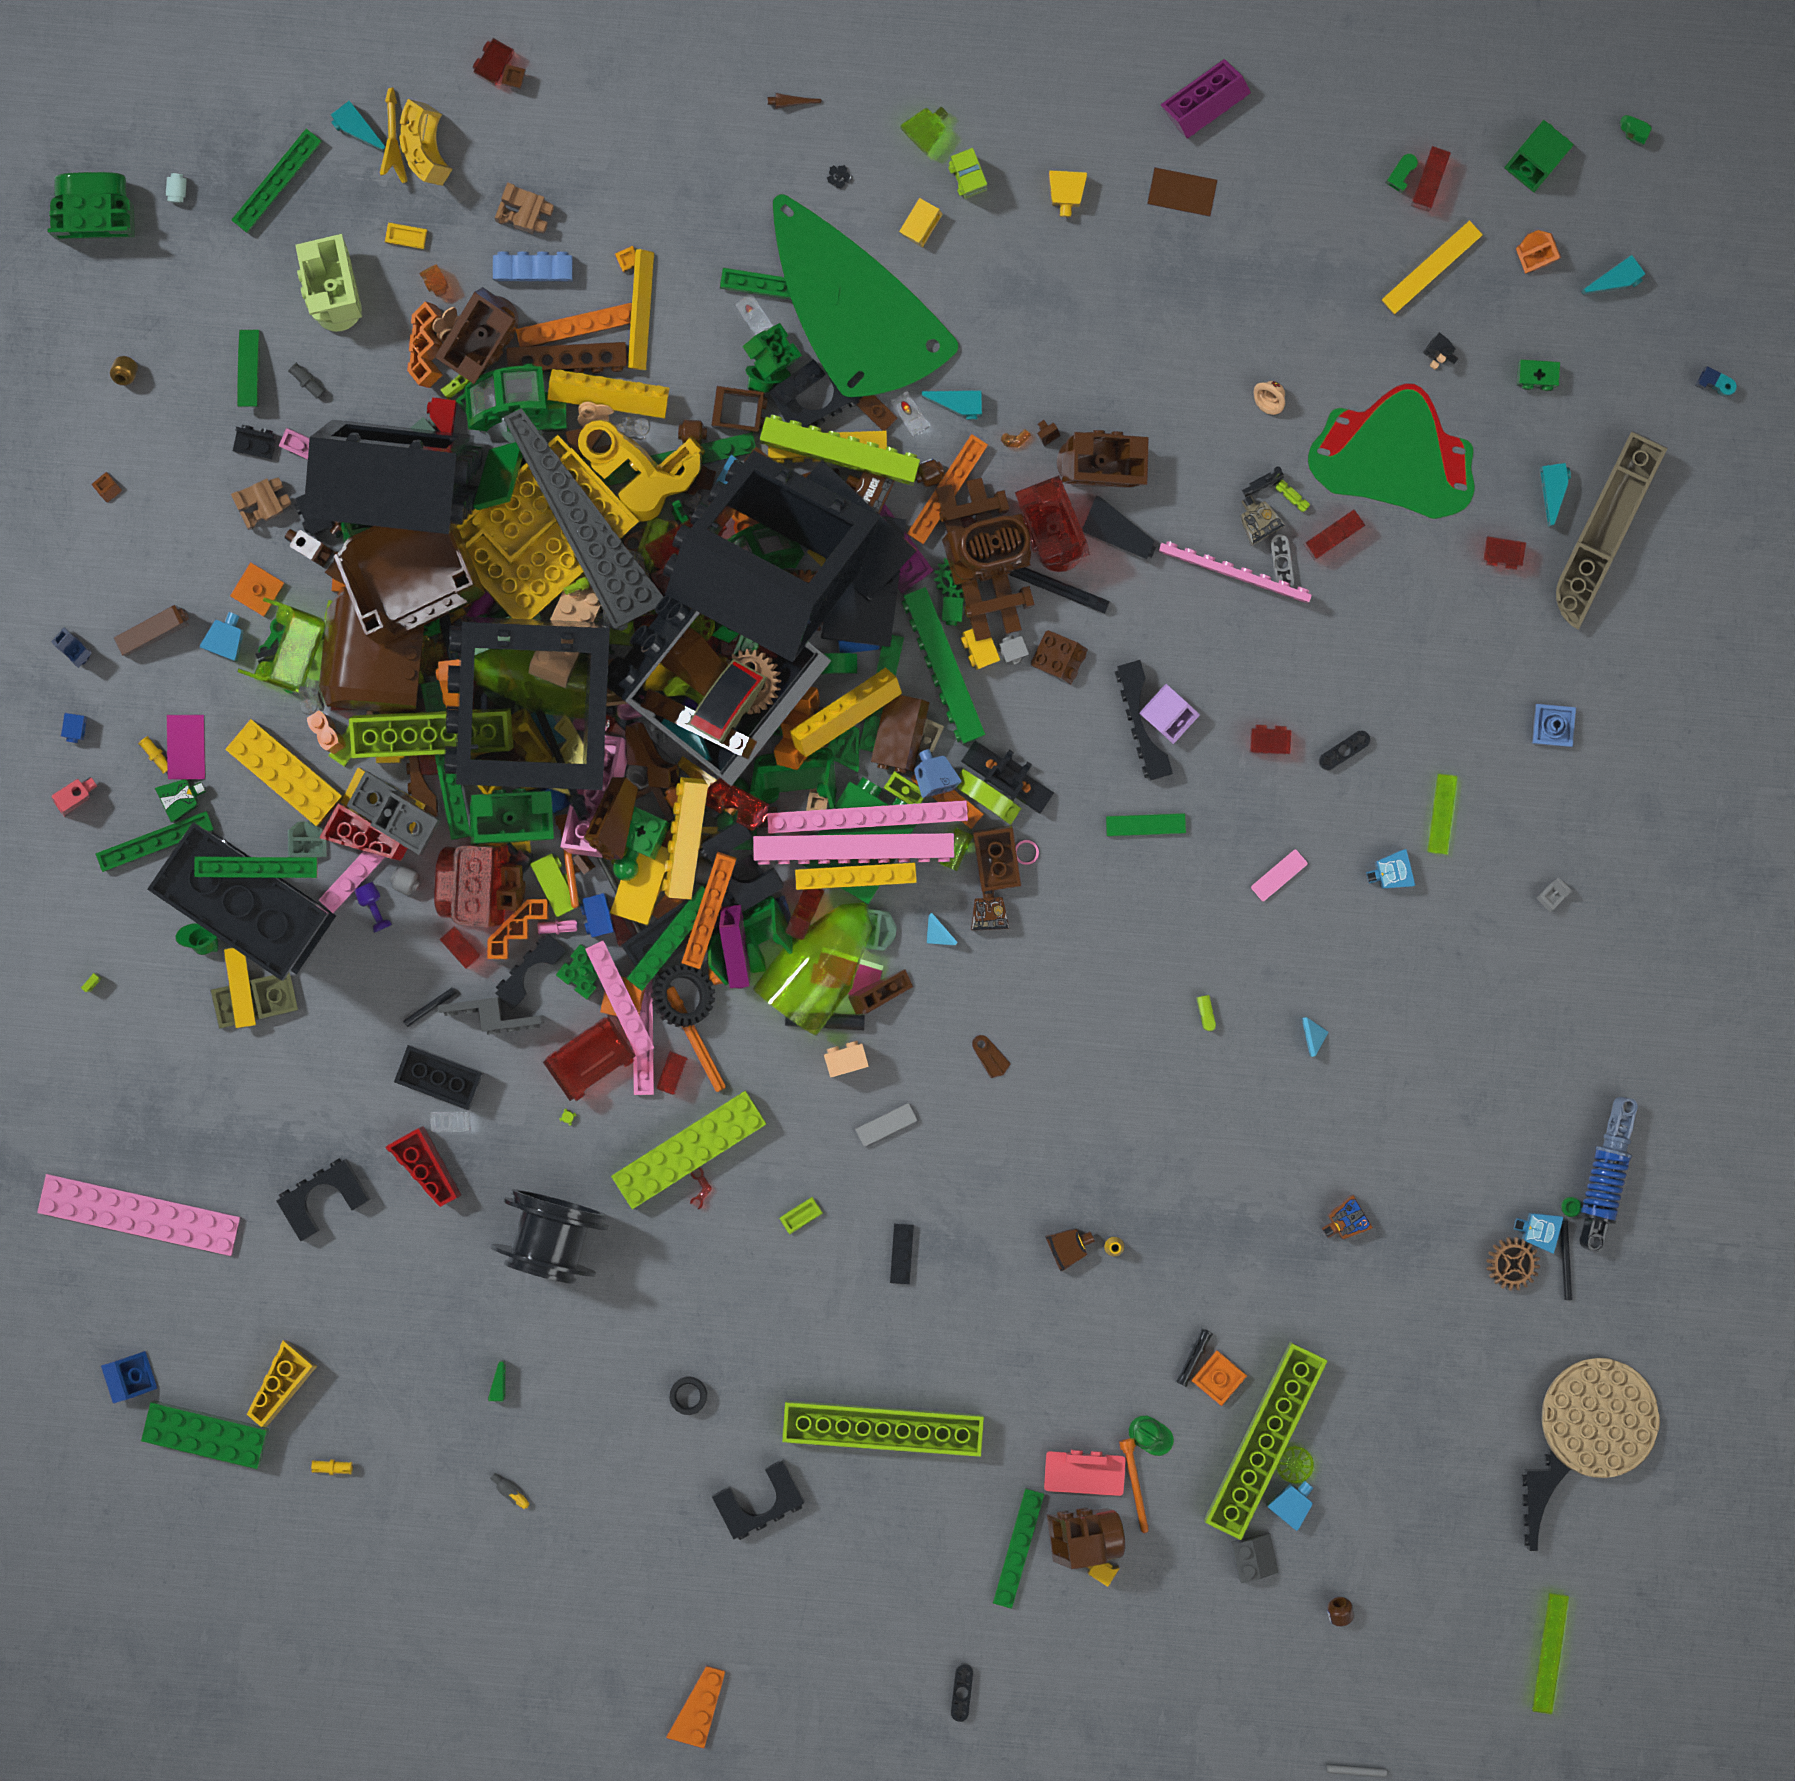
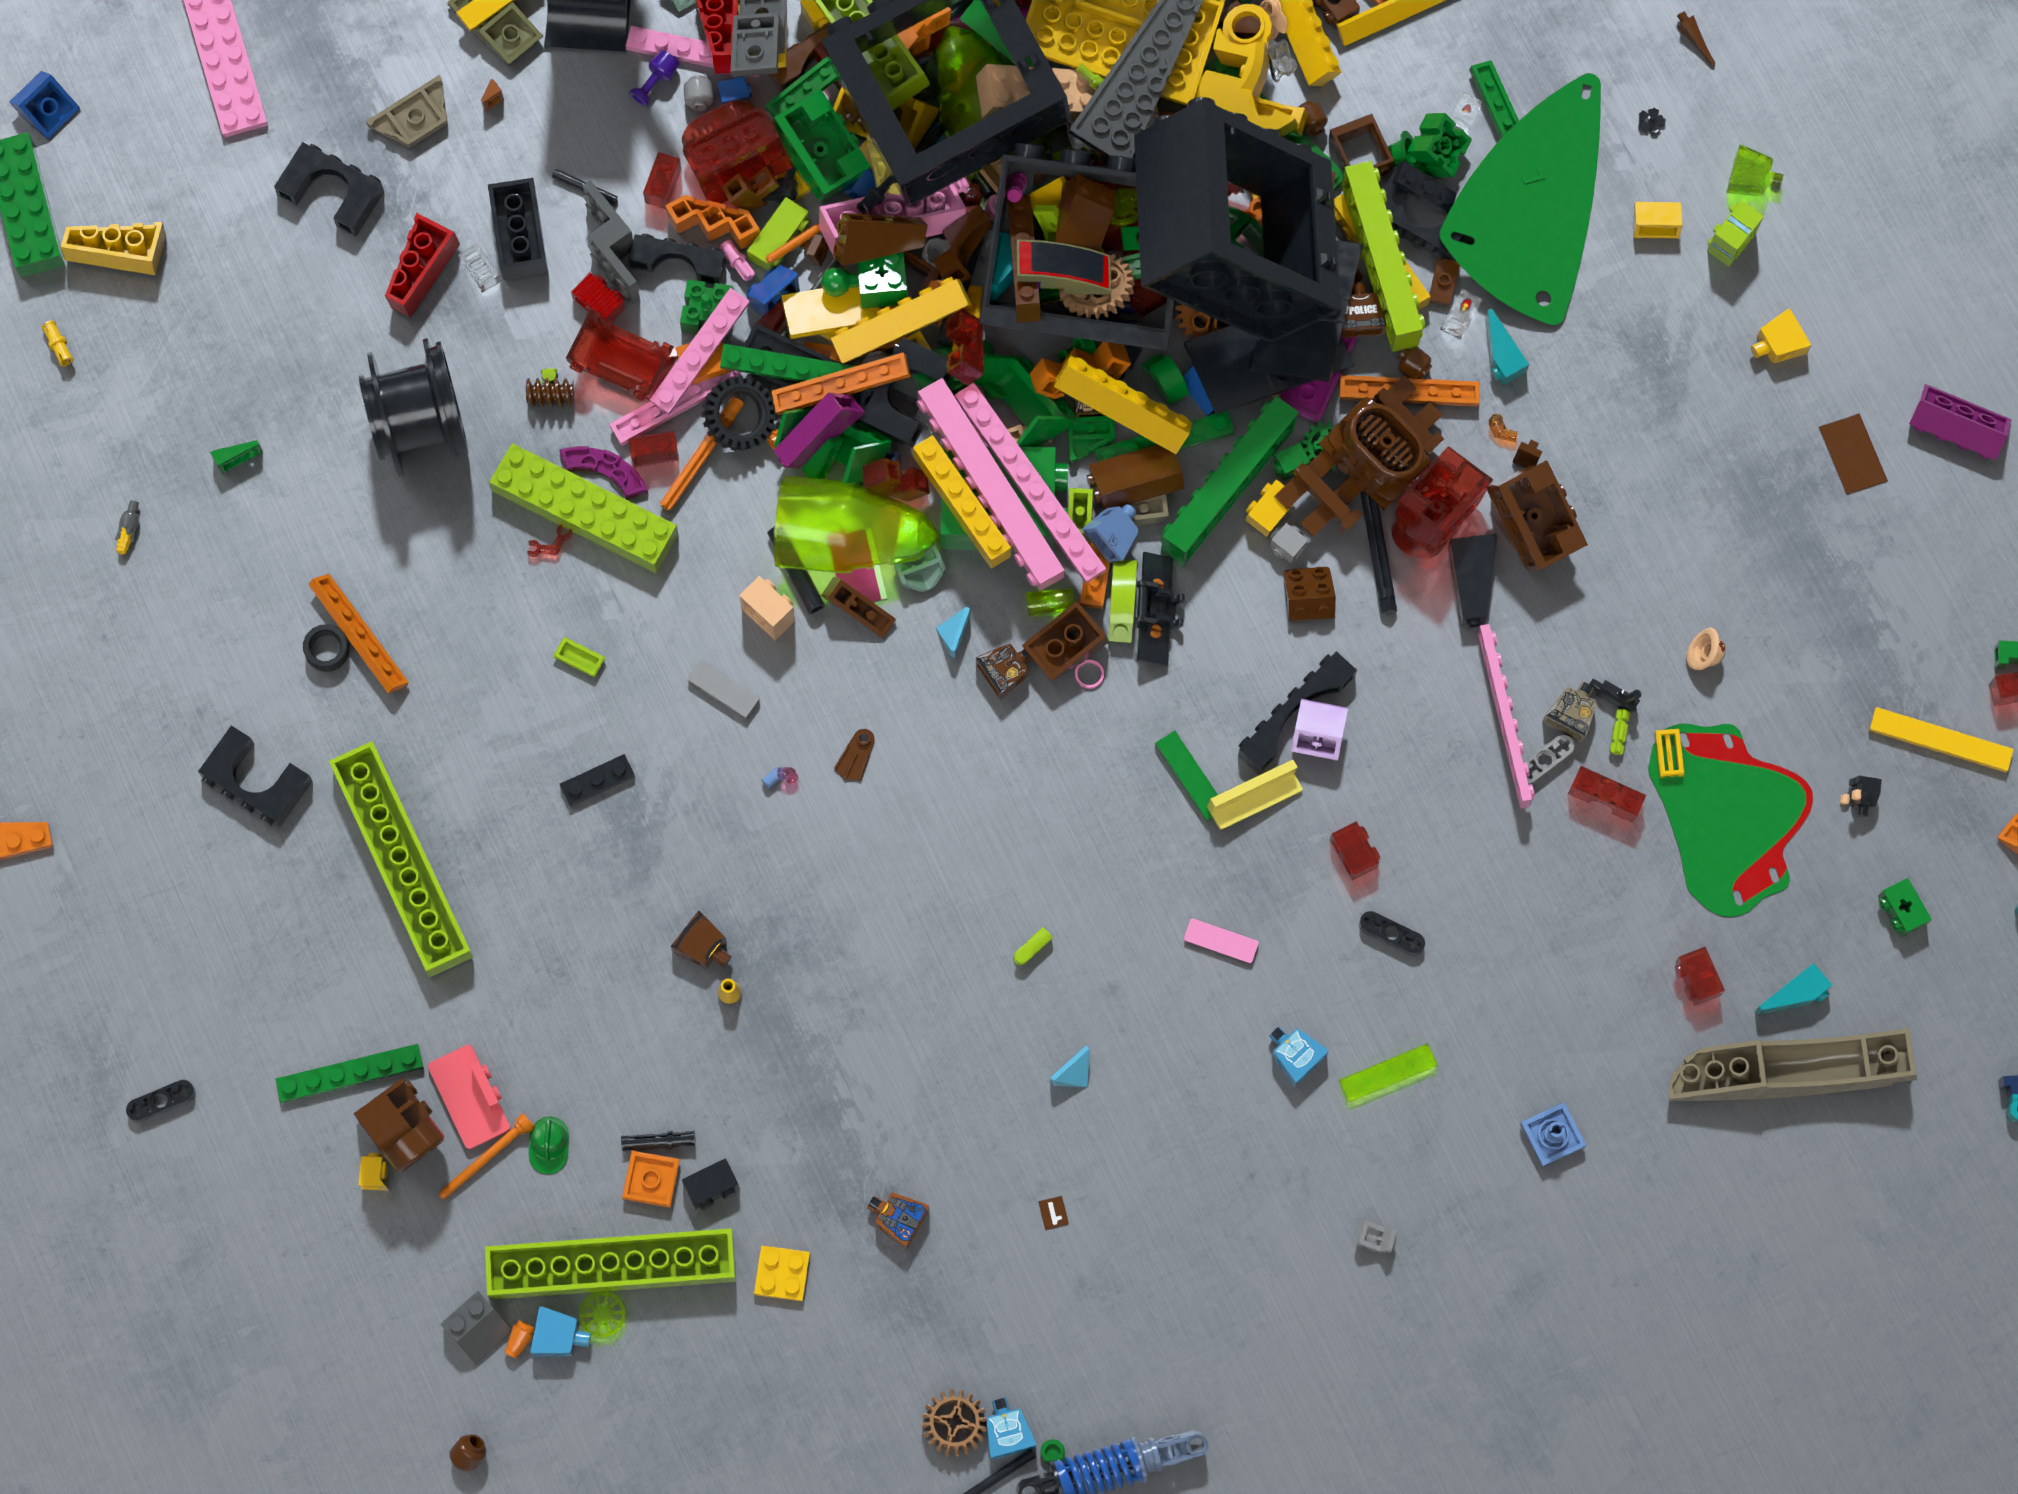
camera: 65 degrees right, 15 degrees down
(298, 1103) = (414, 115): none -> dark tan wing
(317, 1037) = (492, 96): none -> dark orange slope
(421, 860) = (734, 90): none -> blue brick
(529, 1047) = (595, 295): none -> red brick
(583, 1124) = (549, 392): none -> reddish brown piece
(642, 699) = (1017, 184): none -> dark pink piece
(661, 1113) = (607, 464): none -> magenta tile
(691, 1366) = (358, 633): none -> orange plate
(973, 1119) = (780, 773): none -> arm
(1189, 788) = (1255, 795): none -> light yellow panel
(1247, 1338) = (711, 1184): none -> black brick
(1279, 1531) = (519, 1338): none -> orange cone
(1324, 476) = (1660, 758): none -> yellow tile
(1338, 1323) = (782, 1273): none -> yellow plate
(1404, 1108) = (1053, 1212): none -> reddish brown sticker

